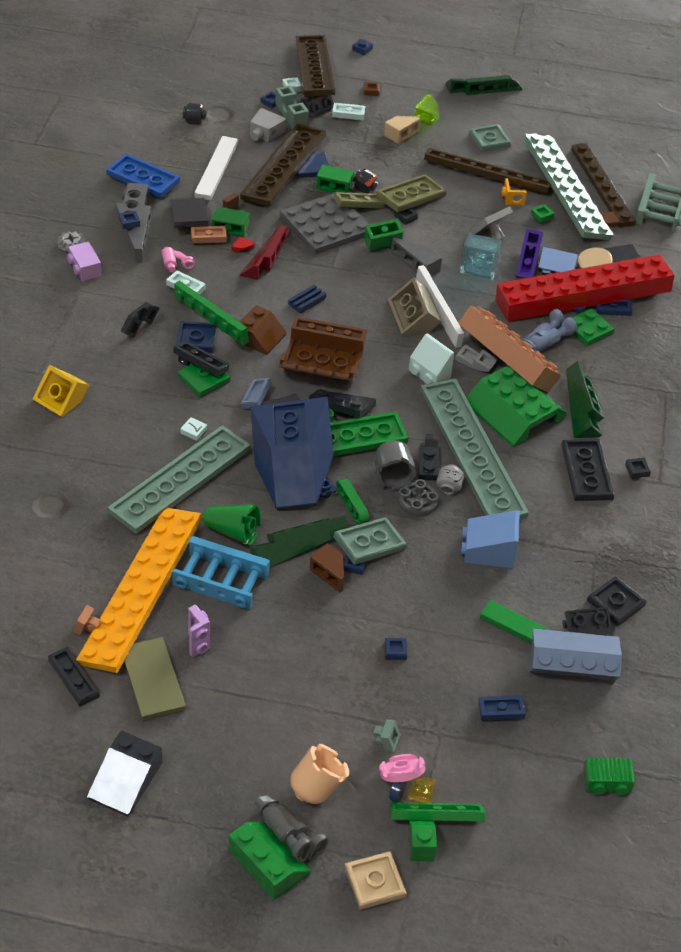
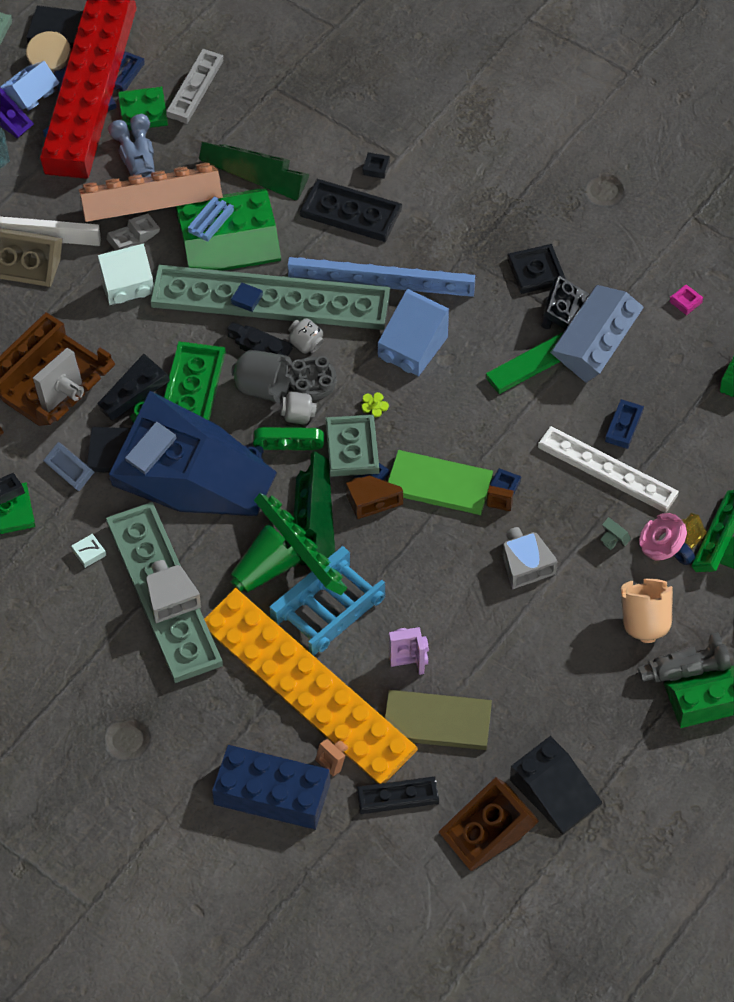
camera: 60 degrees left, 10 degrees up
(41, 594) = (271, 787): none -> dark blue brick
(70, 741) = (488, 824): none -> reddish brown slope
(173, 475) = (171, 591): none -> light grey torso
(253, 533) = (303, 546): none -> green plate
(281, 416) = (150, 448): none -> sand blue tile
(311, 351) = (58, 381): none -> light grey tile
(328, 683) = (527, 558): none -> light grey torso
(371, 606) = (441, 482): none -> bright green tile
(376, 647) = (500, 498): none -> reddish brown tile
(381, 496) = (297, 408): none -> light grey head
(418, 543) = (374, 404): none -> lime plant
(452, 715) = (608, 469): none -> white tile
(458, 432) = (246, 297): none -> dark blue tile
(505, 383) = (207, 216): none -> medium blue tile
(538, 510) = (392, 277): none -> medium blue plate
(625, 342) = (195, 86): none -> light grey hinge
(659, 712) = (686, 299): none -> dark pink tile

